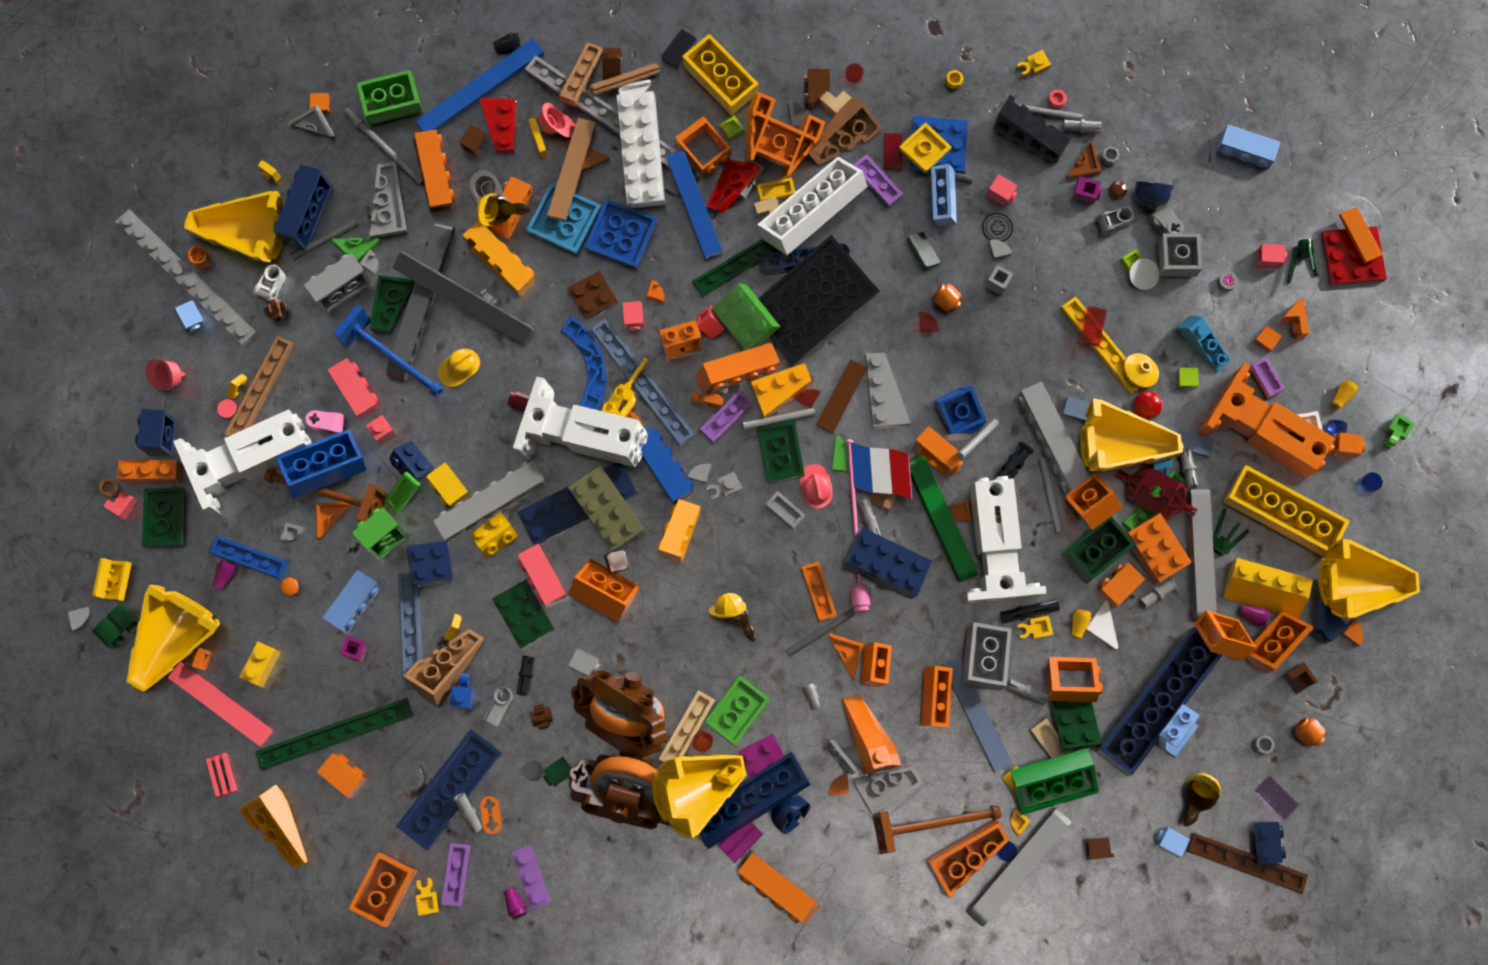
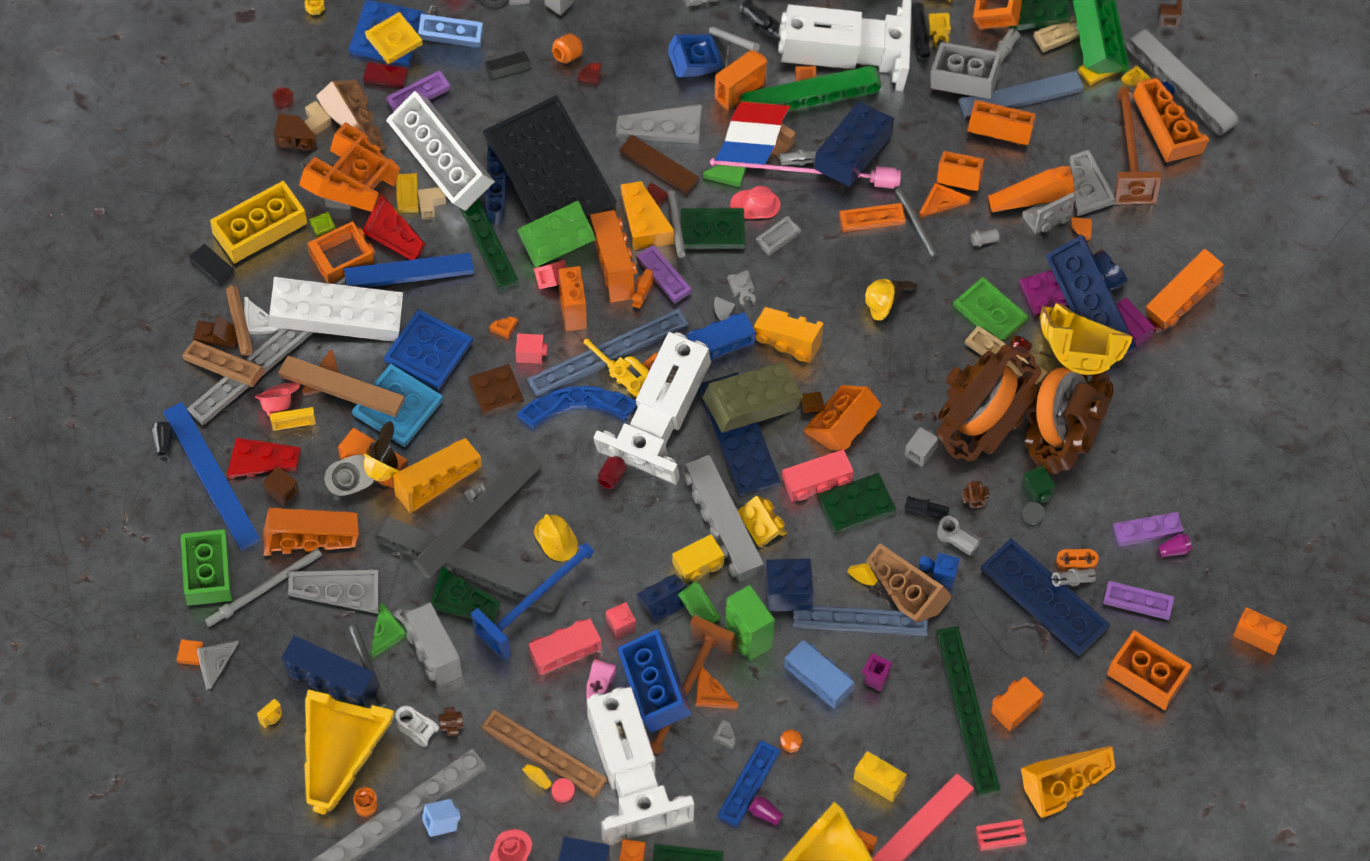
camera: 80 degrees left, 15 degrees down
(427, 901) = (1164, 631): yellow plate -> none

